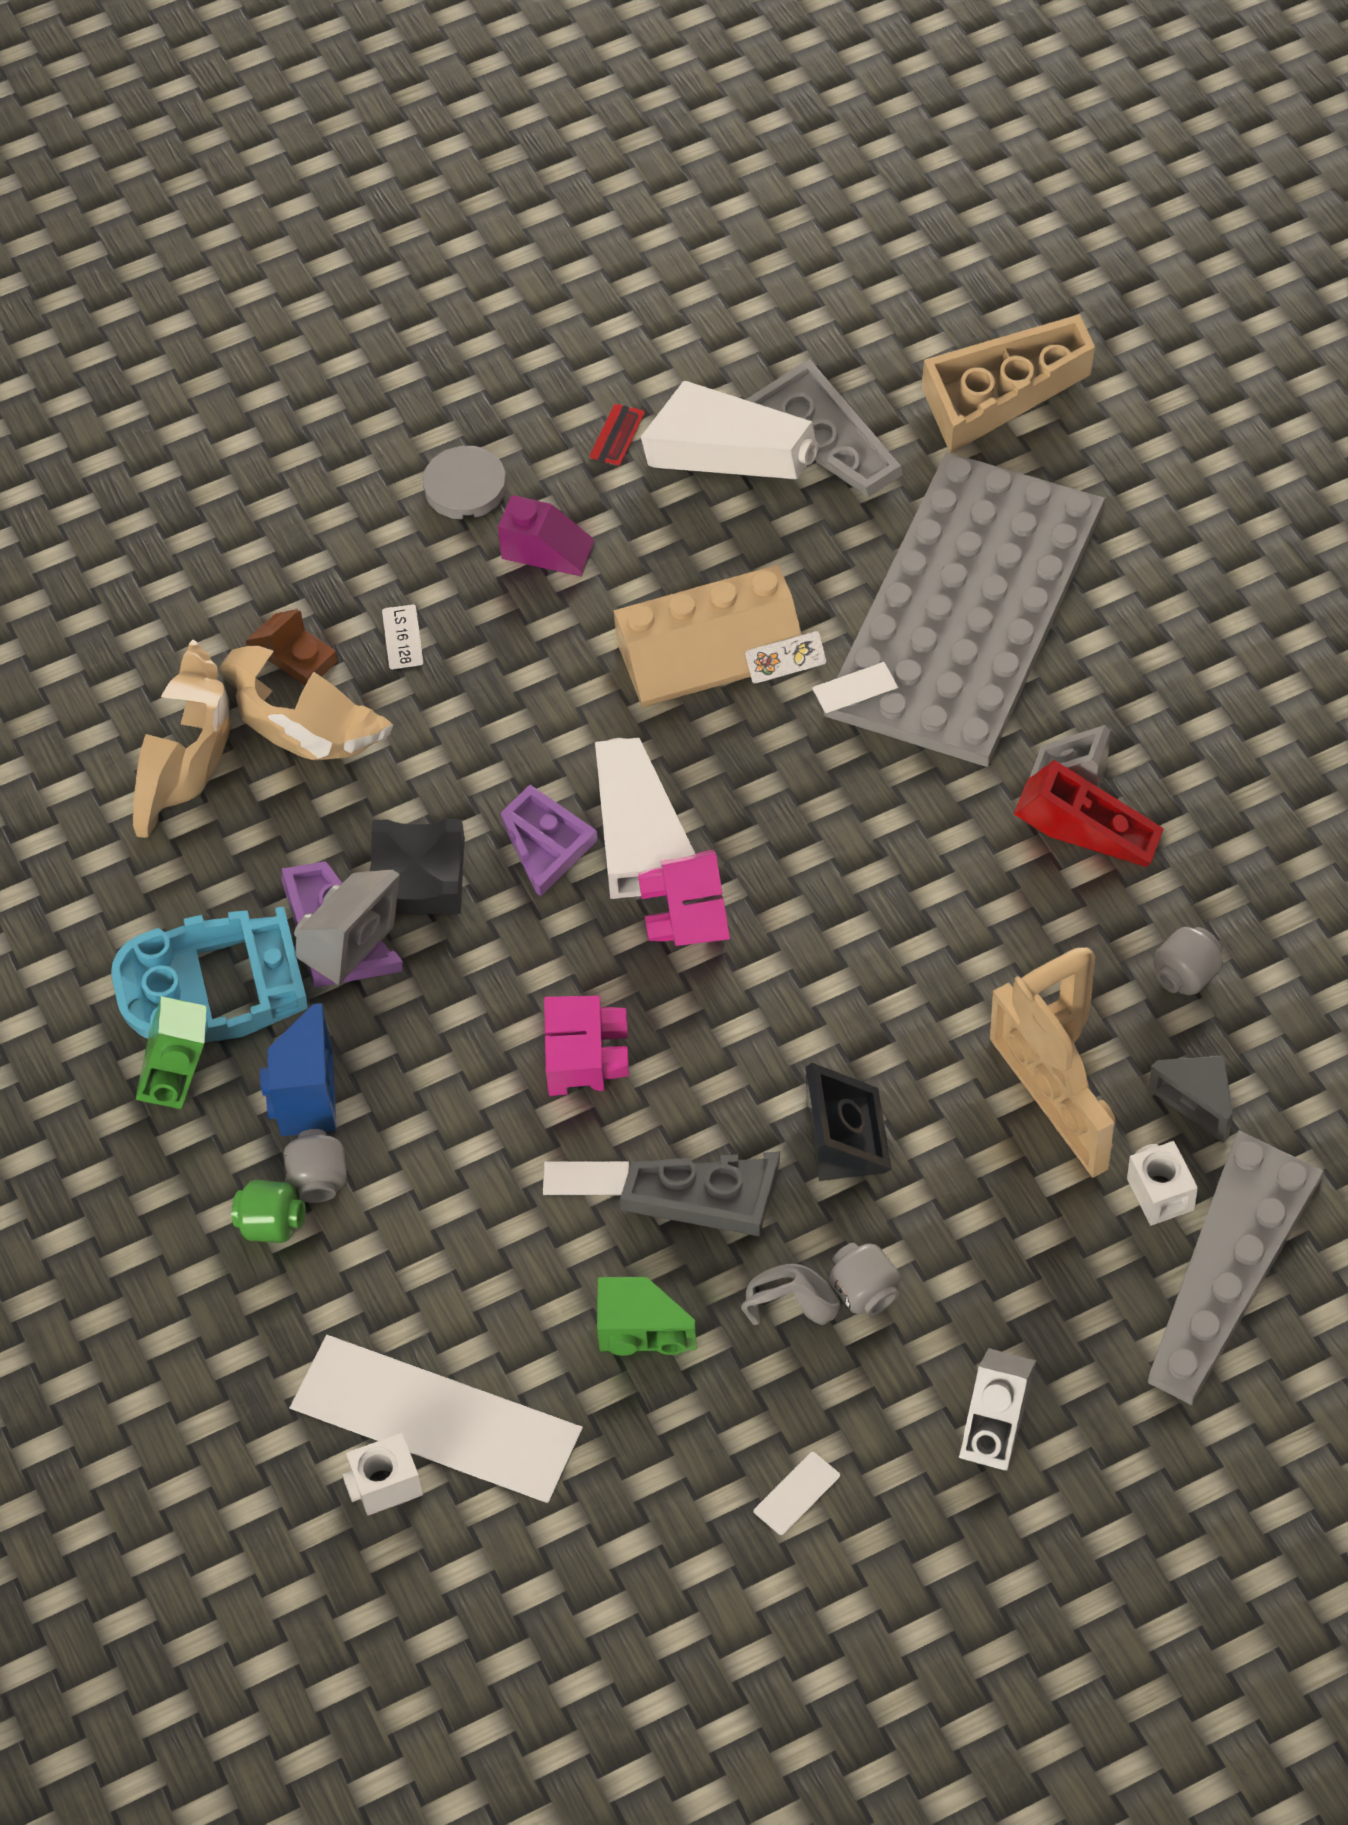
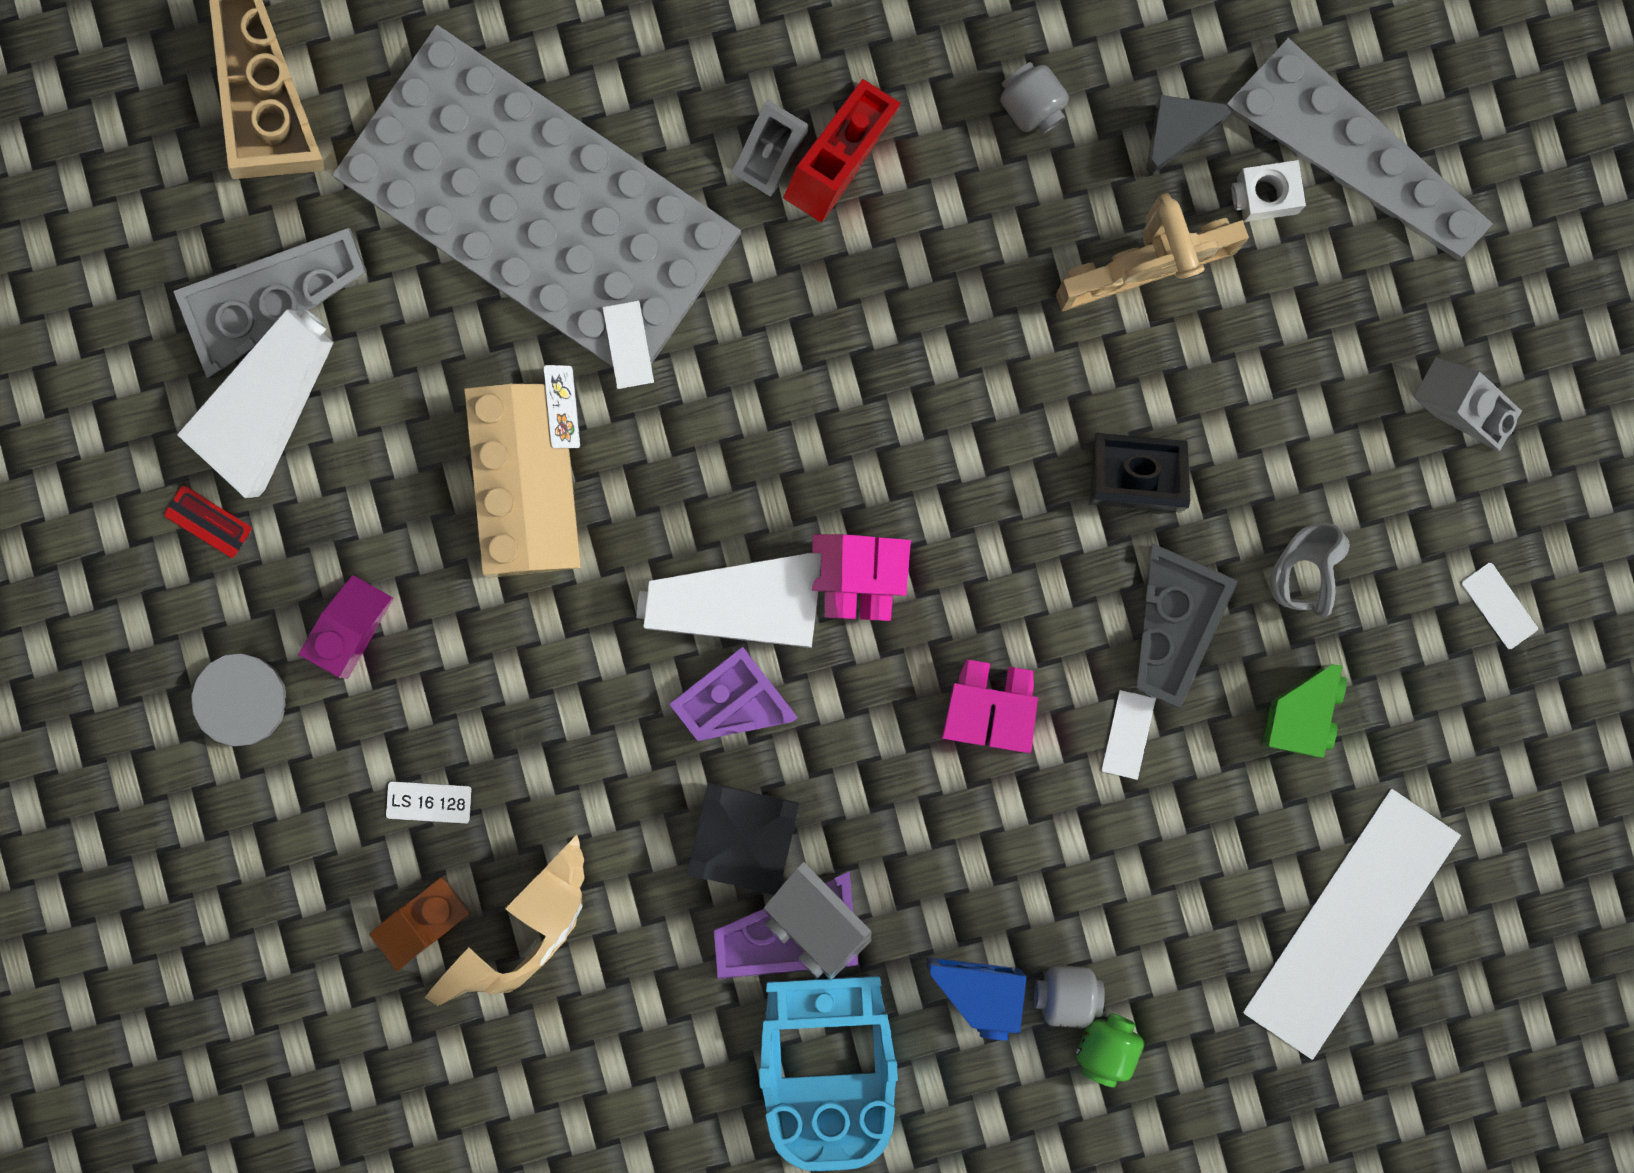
camera: 80 degrees left, 30 degrees up
(166, 769) = (485, 1036): tan animal -> none
(172, 1052) = (923, 1120): bright green slope -> none
(386, 1455) = (1399, 969): white brick -> none
(864, 1278) = (1309, 494): light grey head -> none

